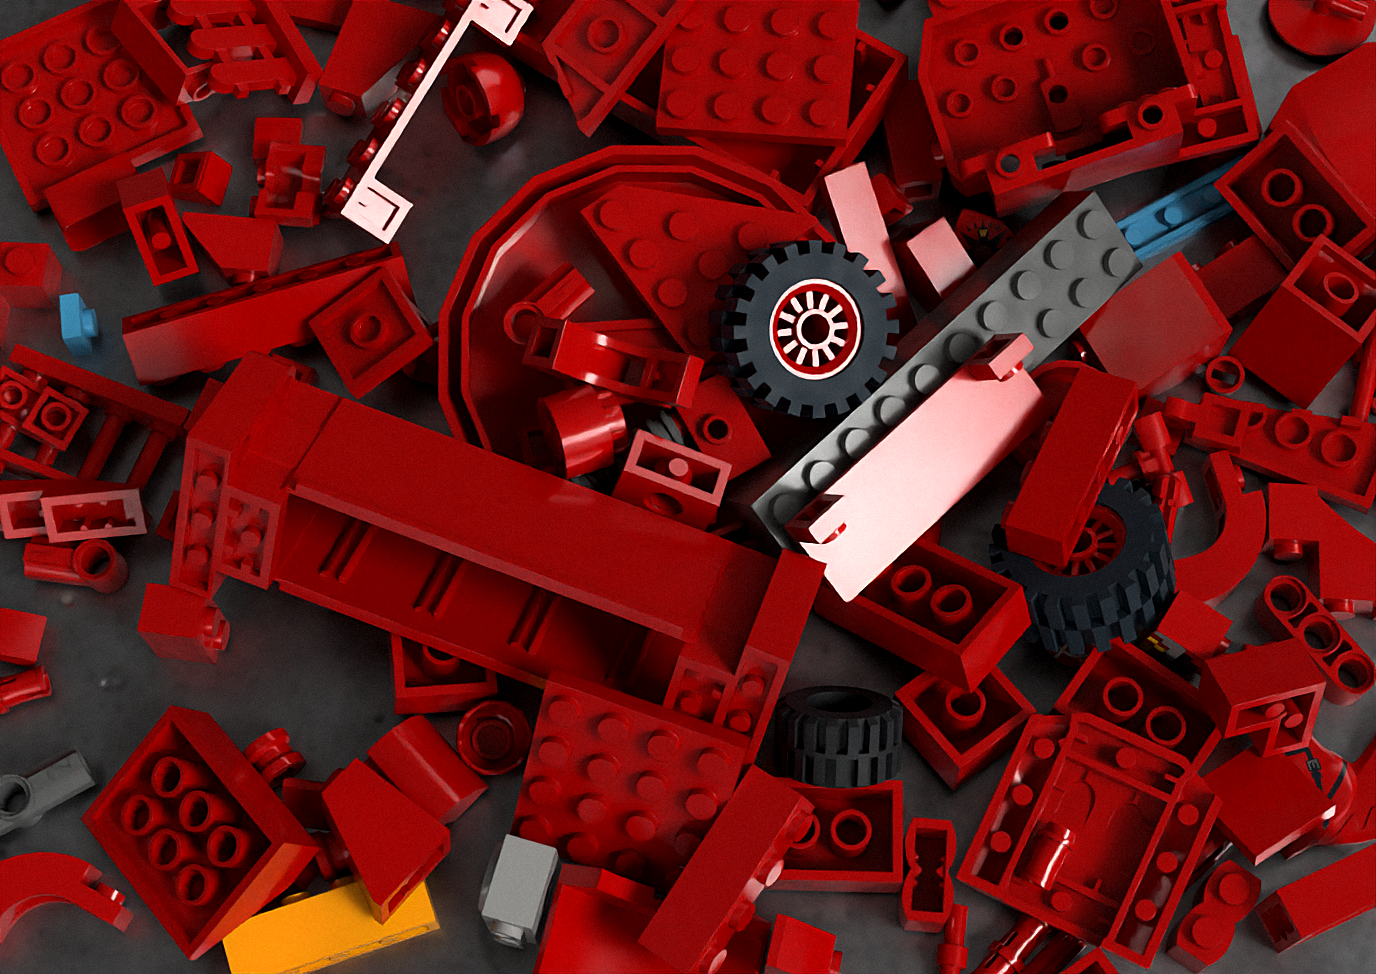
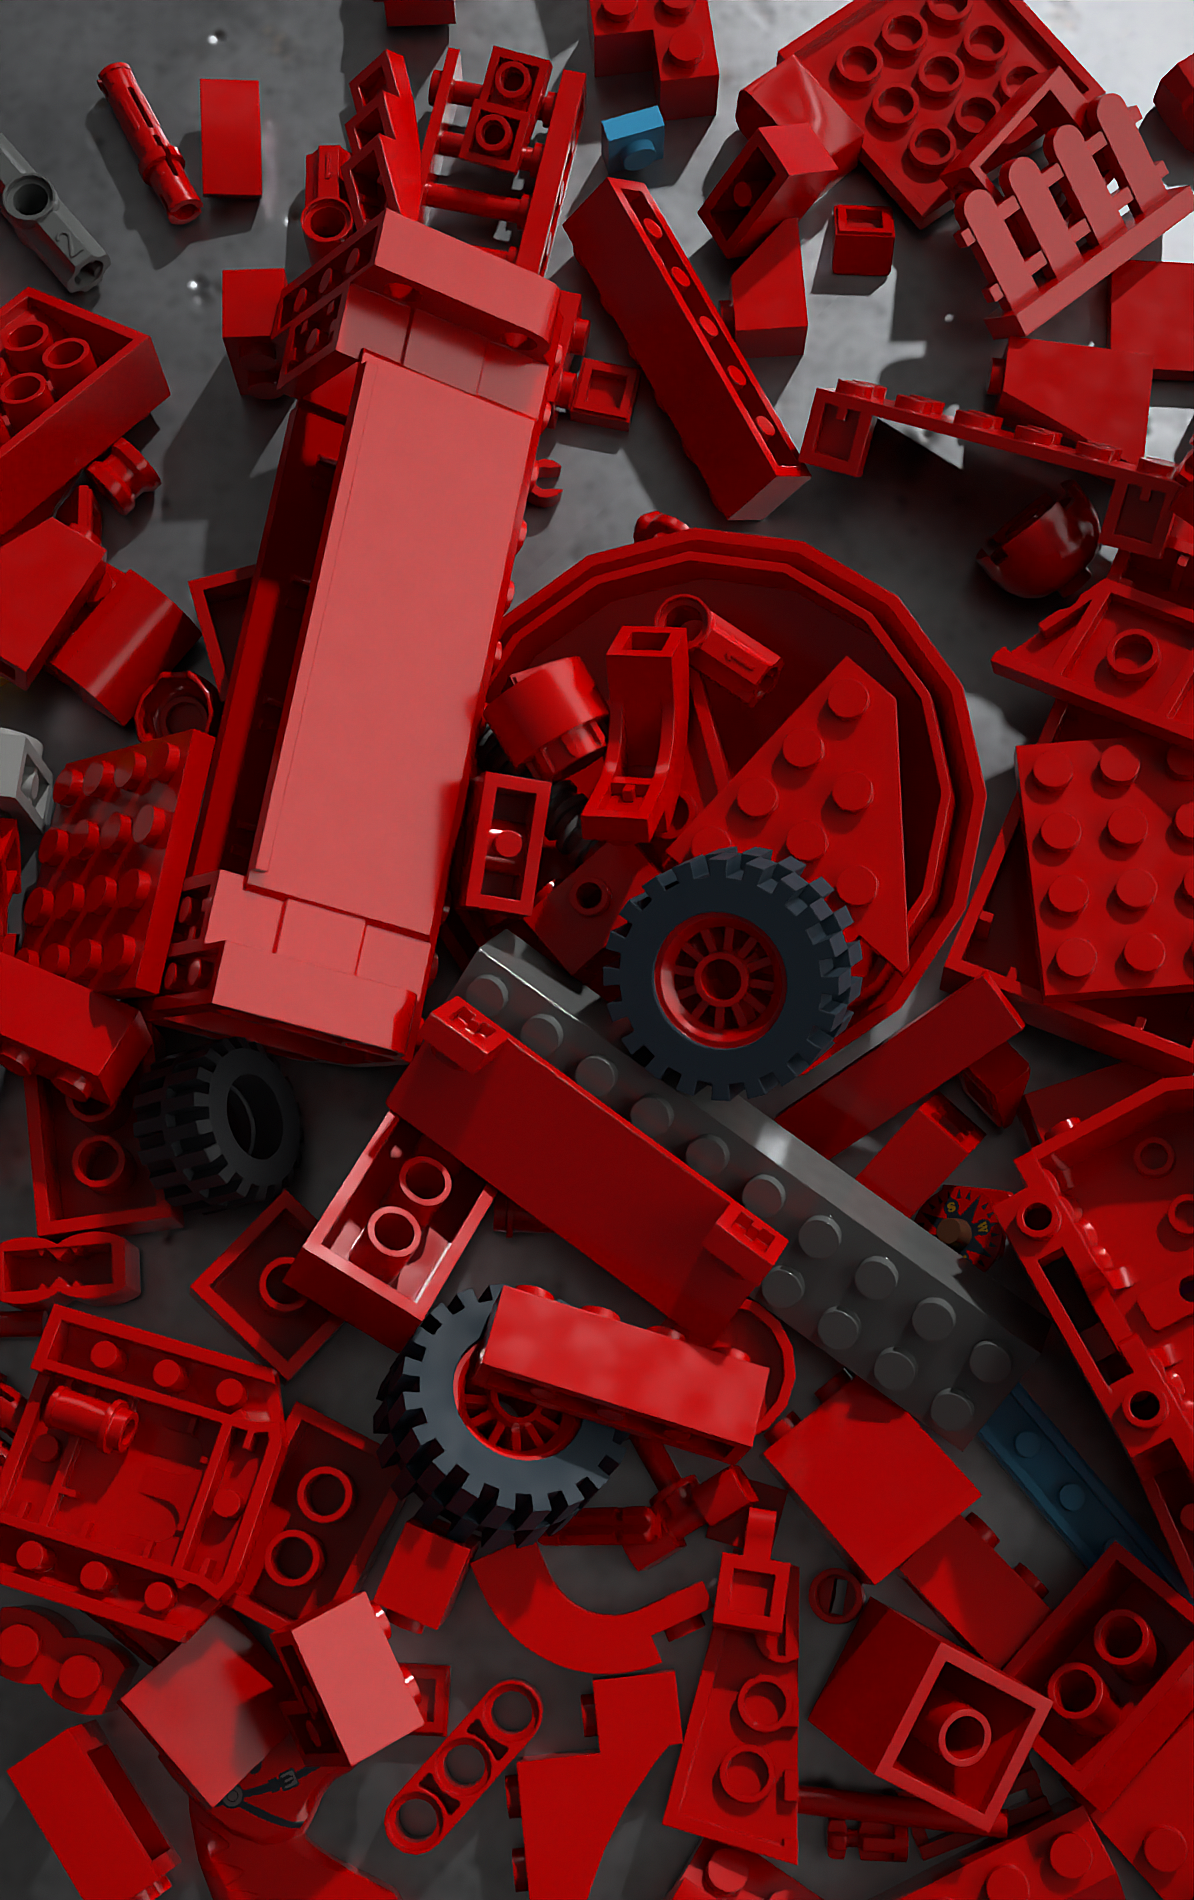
camera: 80 degrees right, 5 degrees up
(275, 130) = (932, 317): red tile -> none
(290, 185) = (864, 340): red cylinder -> none
(372, 332) = (669, 464): red bracket -> none

